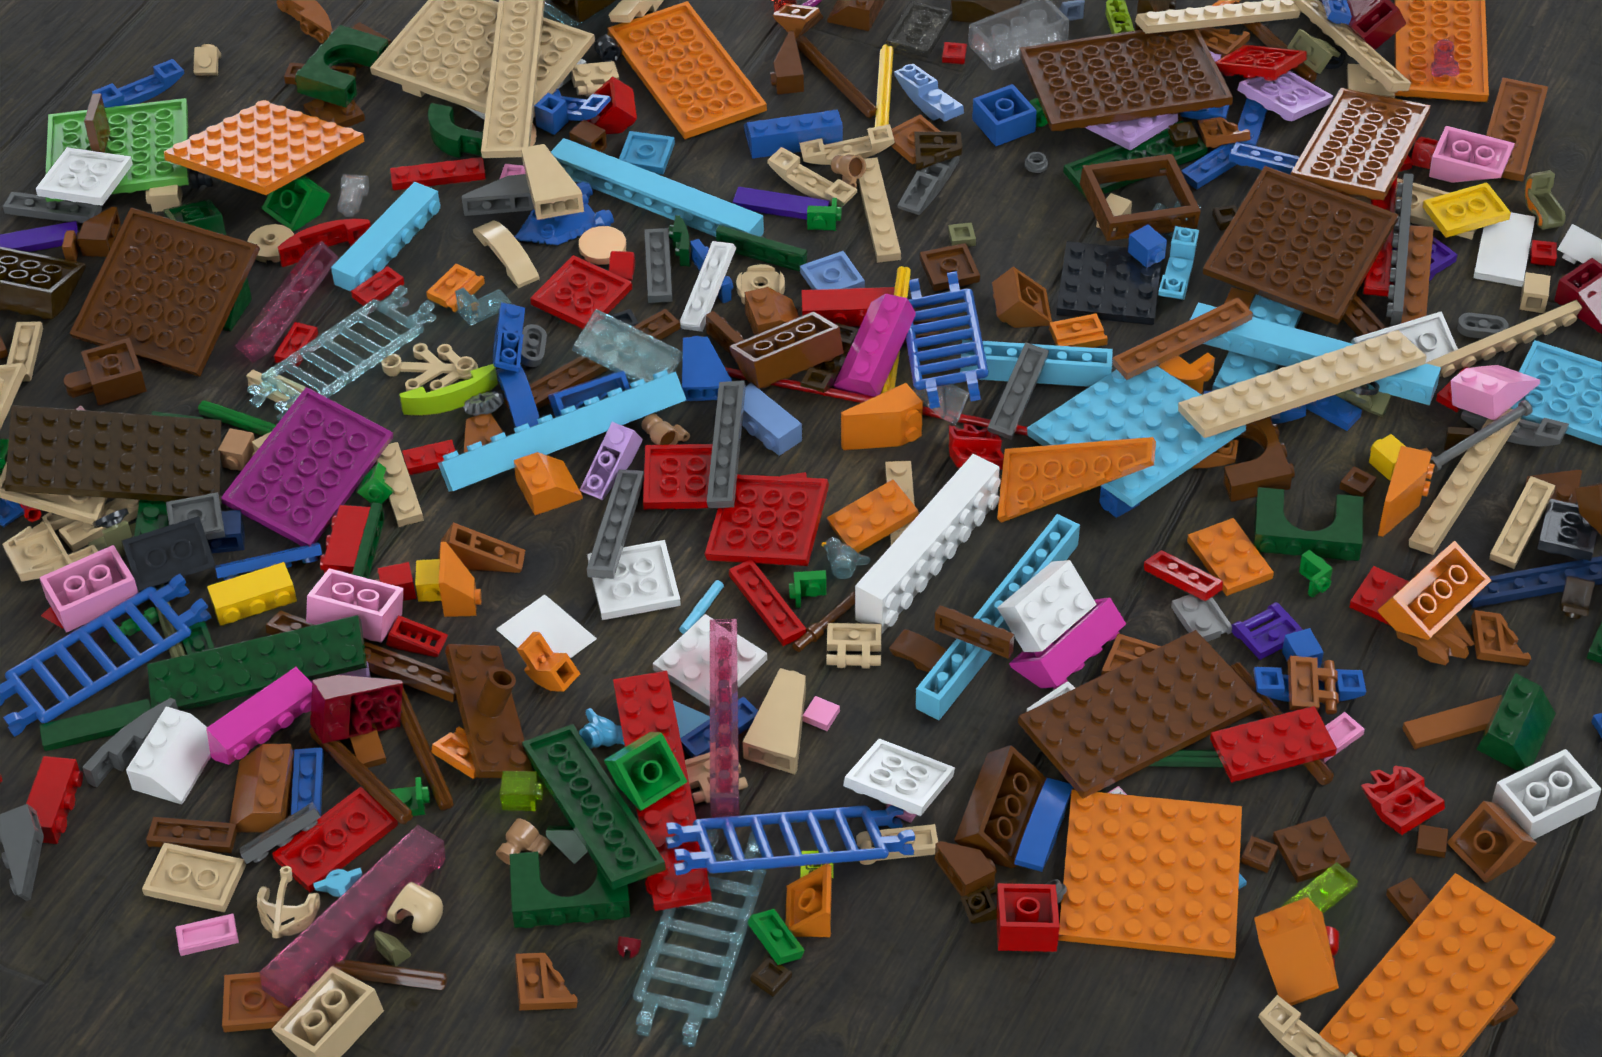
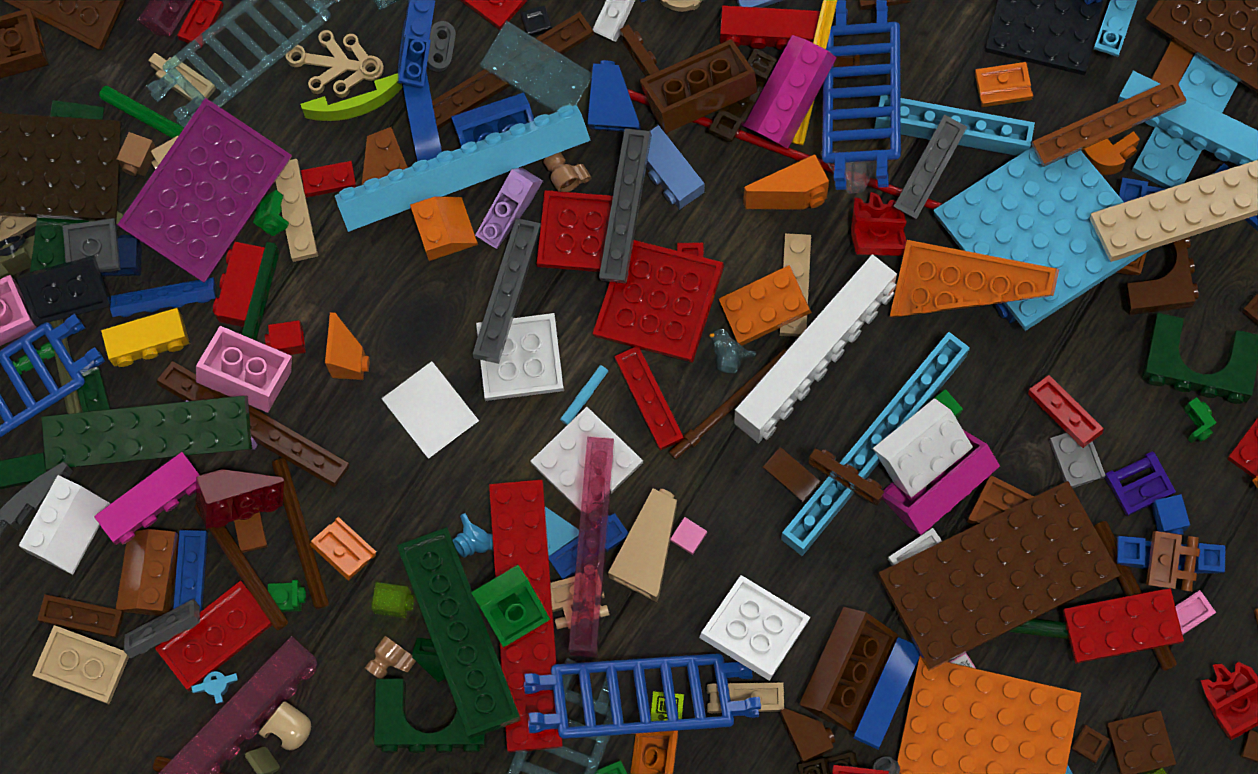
camera: 10 degrees right, 25 degrees up
(207, 934) = (92, 727): bright pink tile -> none
(303, 914) = (159, 723): tan helmet -> none
(410, 627) = (307, 396): red slope -> none
(427, 580) = (316, 339): yellow brick -> none
(482, 551) = (371, 308): dark orange slope -> none
(483, 403) = (395, 119): dark grey gear -> none
(487, 709) = (366, 503): reddish brown plate -> none
(544, 667) = (427, 456): orange brick -> none
(768, 309) = (689, 29): dark orange slope -> none
(807, 584) = (692, 381): green bracket -> none
(854, 637) = (731, 451): tan plate -> none
(1020, 300) = (950, 36): dark orange slope -> none
(1230, 556) = (1117, 386): orange plate -> none

